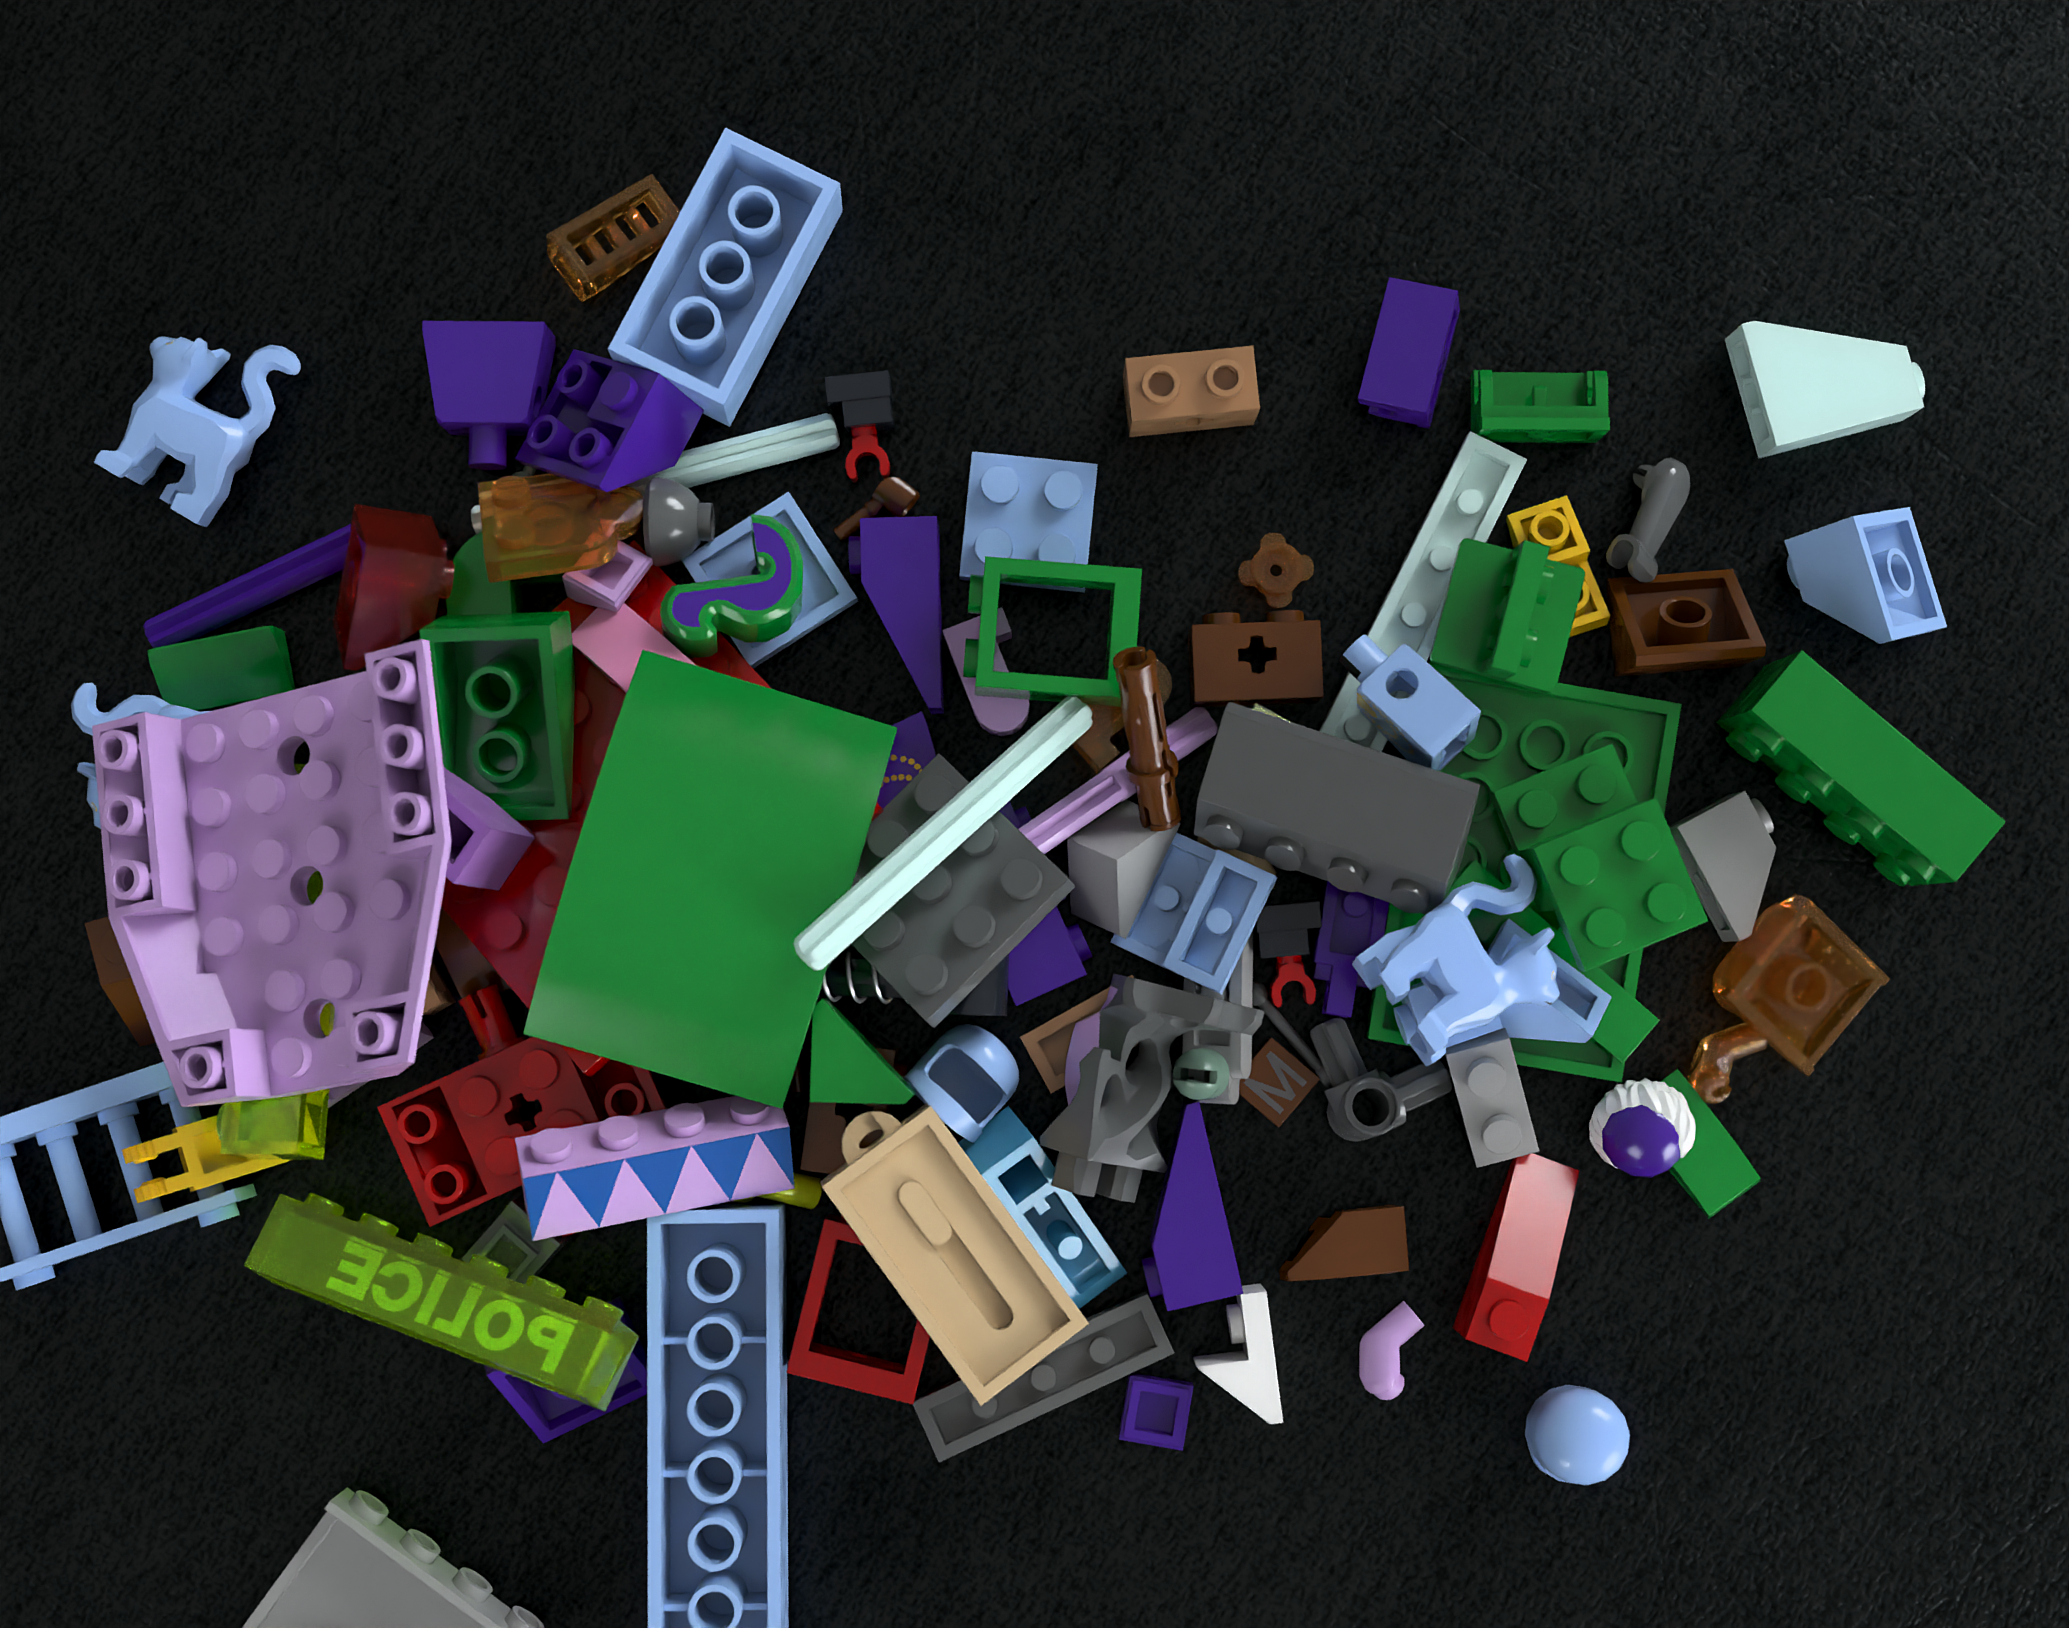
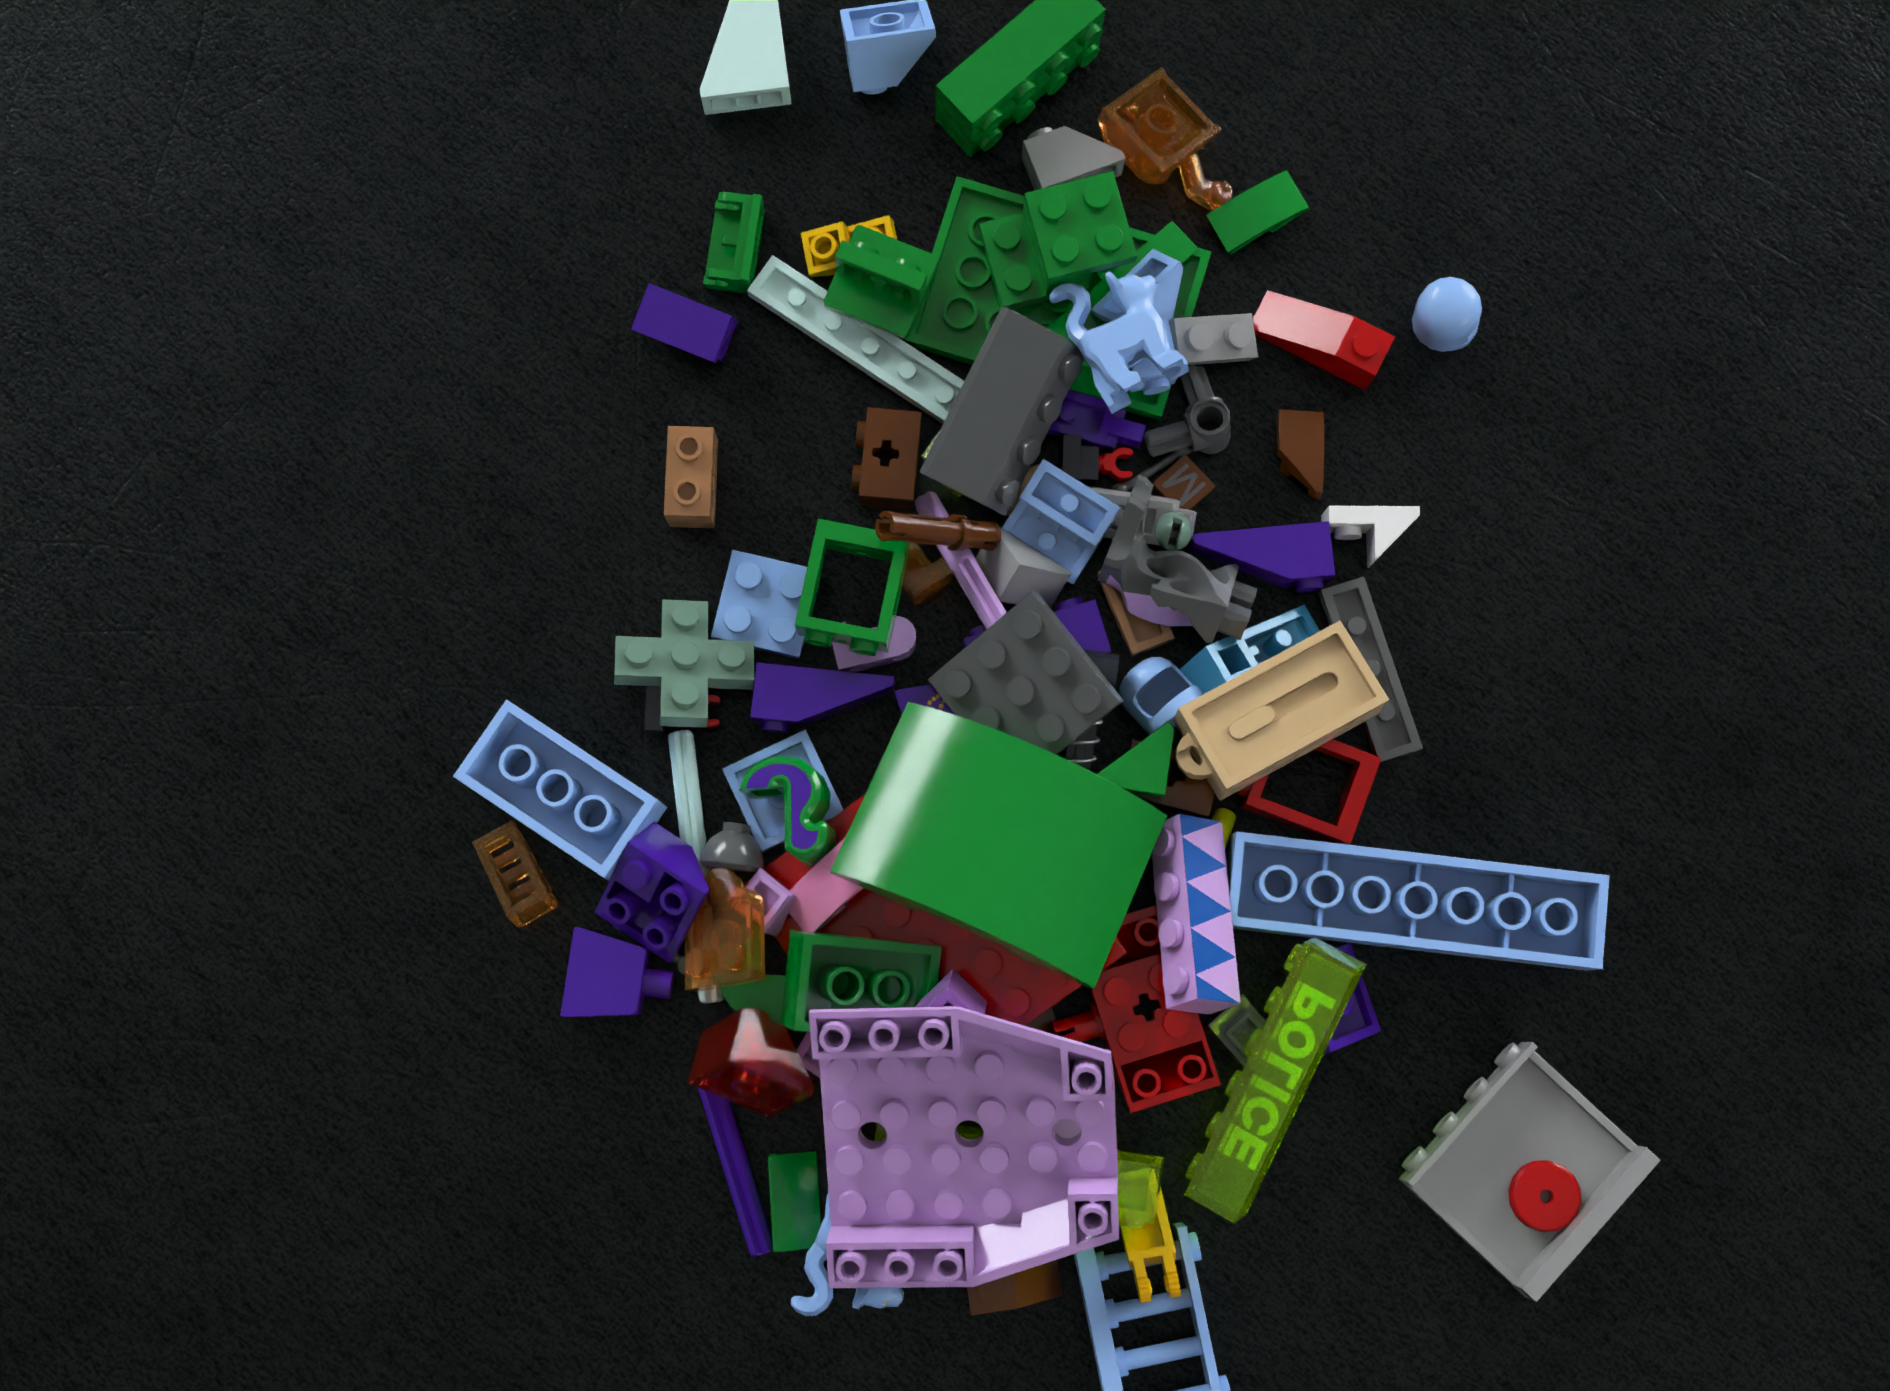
camera: 85 degrees left, 5 degrees down
(174, 424) = (619, 1197): light blue animal -> none
(891, 494) = (734, 700): reddish brown hand -> none
(924, 417) = (684, 663): none -> sand green plate
(942, 833) = (989, 674): light aqua axle -> none
(1155, 1411) = (1402, 597): dark purple tile -> none
(1276, 552) = (825, 424): clear orange plate -> none
(1380, 1352) = (1374, 438): lavender arm -> none
(1428, 724) = (946, 336): light blue torso -> none
(1642, 1127) = (1243, 242): hair -> none
(1663, 496) = (812, 169): dark grey piece -> none
(1681, 623) = (899, 169): reddish brown slope -> none

